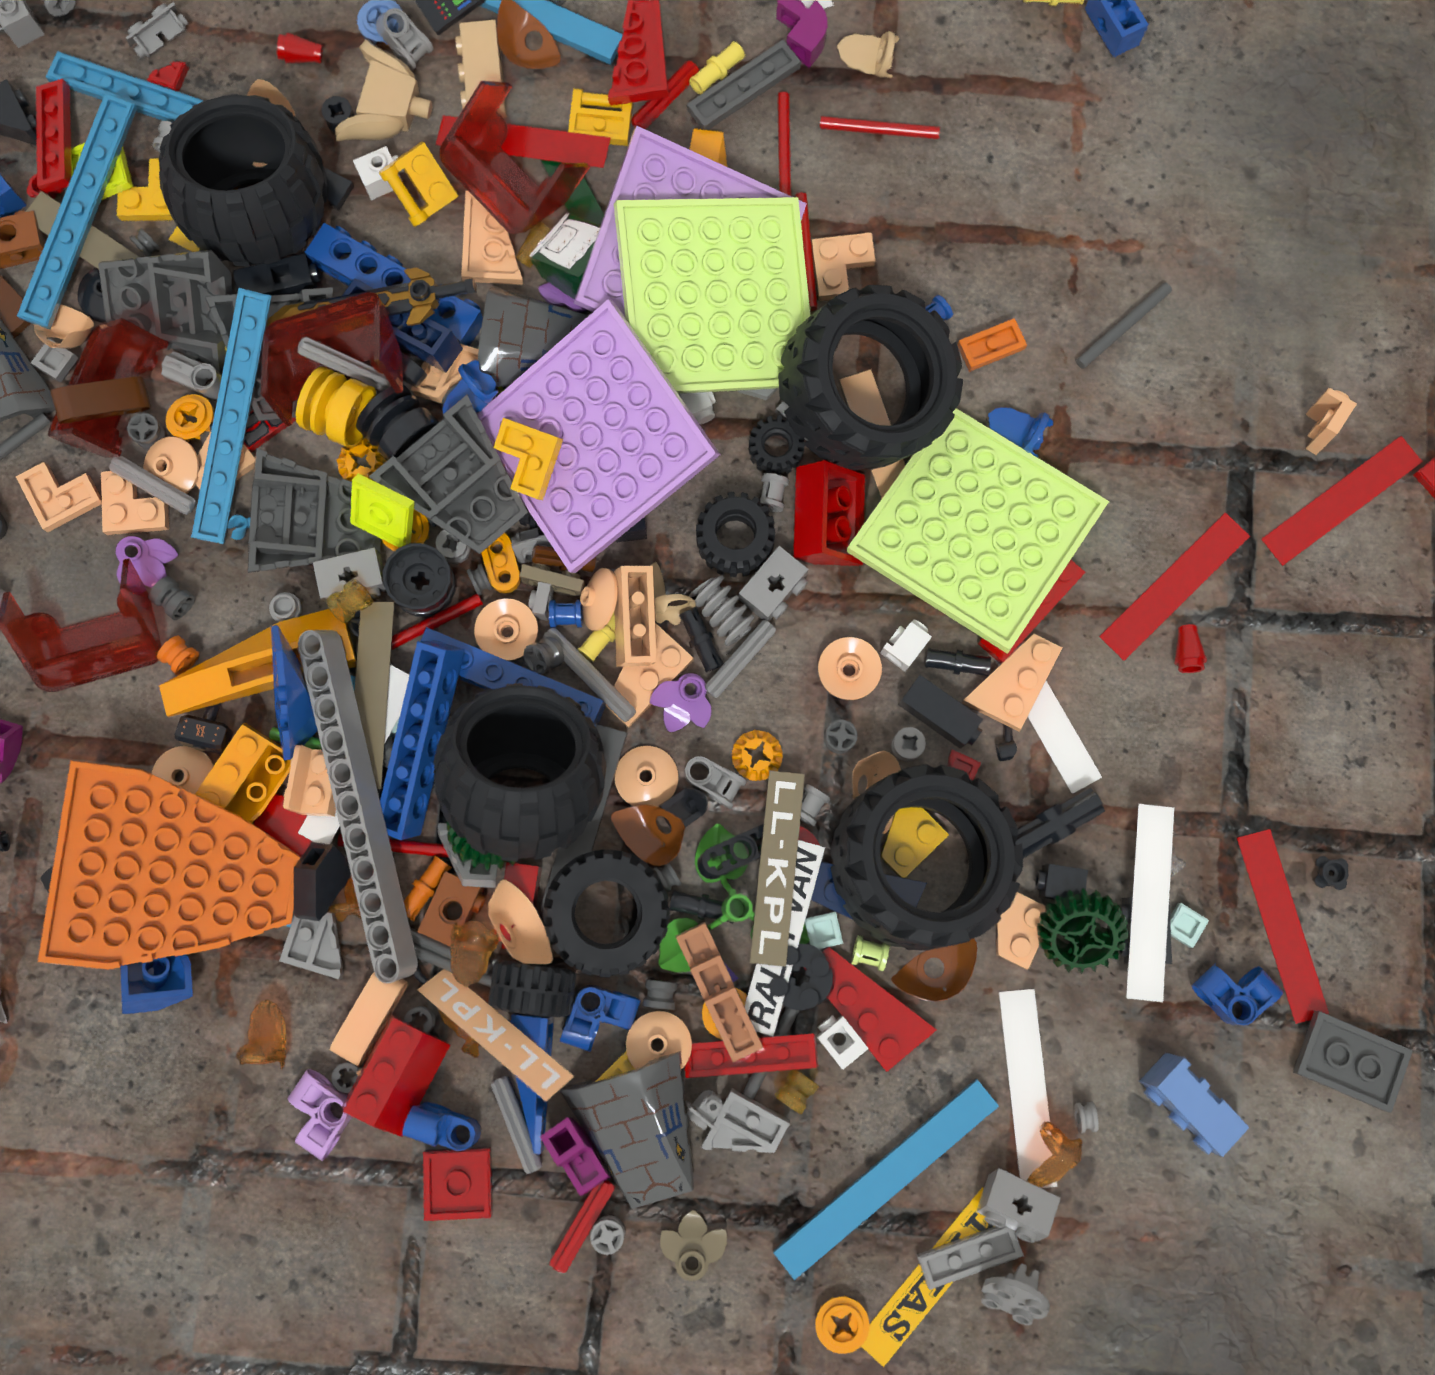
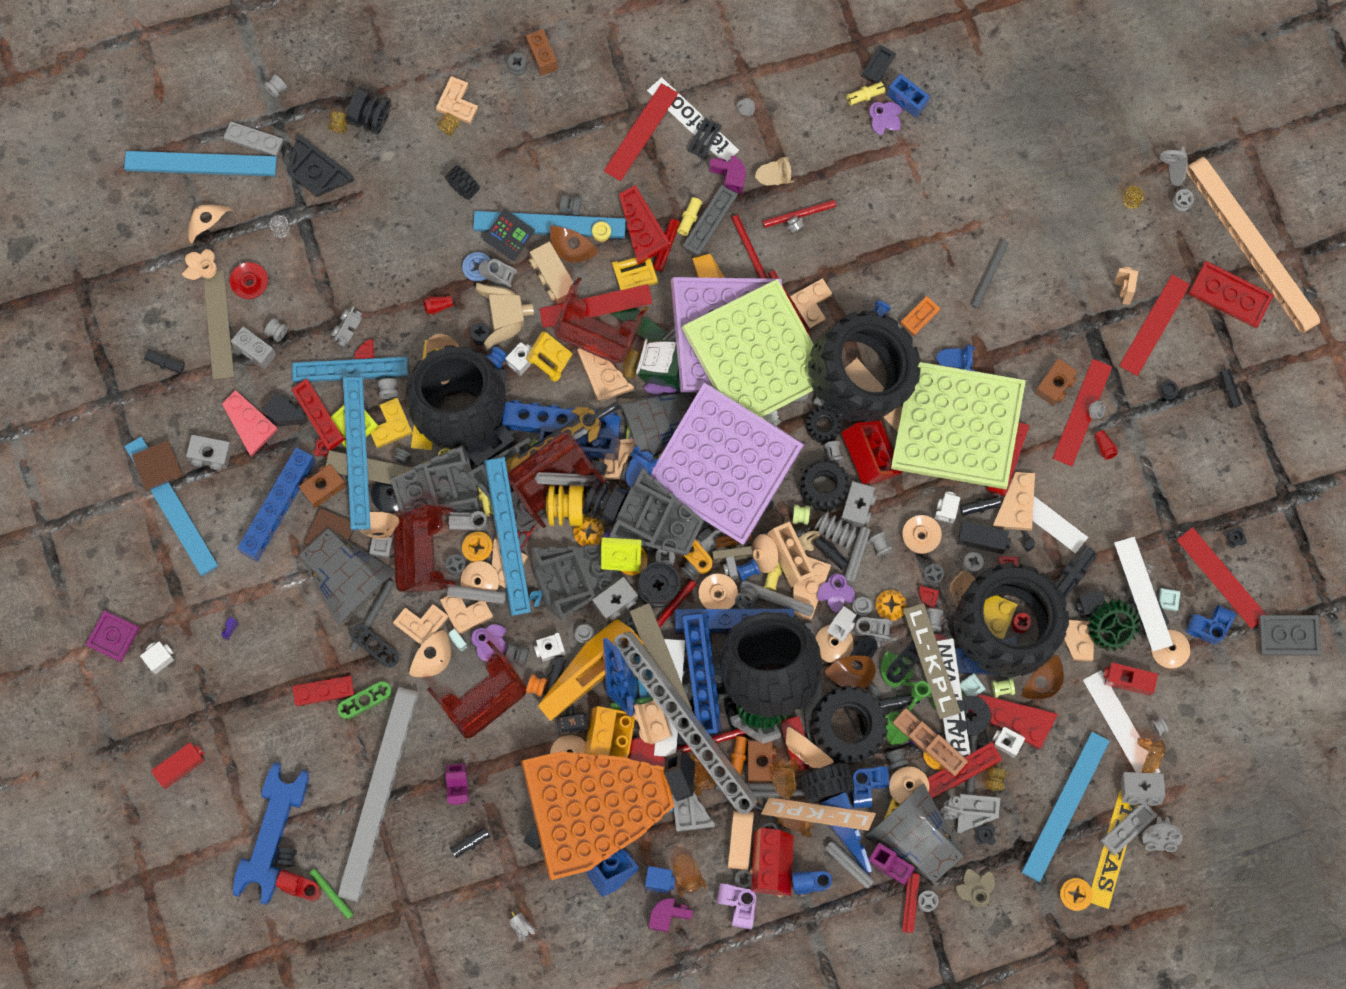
camera: 25 degrees left, 5 degrees down
(70, 546) = (427, 667): none -> light nougat piece
(96, 541) = (458, 641): none -> light aqua tile
(100, 399) = (425, 557): reddish brown beam -> none
(203, 1078) = (663, 912): none -> magenta brick
(213, 1027) = (659, 880): none -> blue brick
(220, 642) = (555, 673): none -> black pin
(234, 608) = (556, 651): none -> white brick
(343, 157) = (497, 357): none -> blue wheel
(349, 601) = (625, 612): clear yellow wheel -> none
(457, 1184) = (831, 911): red tile -> none
(536, 453) = (697, 485): yellow plate -> none
(579, 38) = (601, 231): none -> light yellow tile
(668, 754) = (842, 624): none -> white brick
(682, 564) = (801, 514): none -> yellowish green wheel
(712, 739) = (862, 606): none -> light grey plate
(746, 1178) = (989, 830): none -> black plate
(782, 658) = (881, 544): none -> light grey bush
(819, 766) = (928, 596): none -> red tile
(865, 137) = (794, 223): none -> light grey plate
(938, 875) = (1021, 617): none -> red bush
(1069, 41) = (887, 119): none -> medium lavender plate
(1073, 1024) = (1130, 679): none -> red brick
(1160, 1021) = (1173, 659): none -> light nougat dish
(1168, 512) = (1062, 373): none -> dark orange brick
(1193, 1105) = (1213, 694): medium blue wedge -> none
(1199, 591) = (1097, 409): none -> light grey plate
(1322, 605) = (1168, 390): none -> black plate
(1399, 293) = (1135, 193): none -> clear yellow wheel
(1420, 642) = (1230, 388): none -> black pin

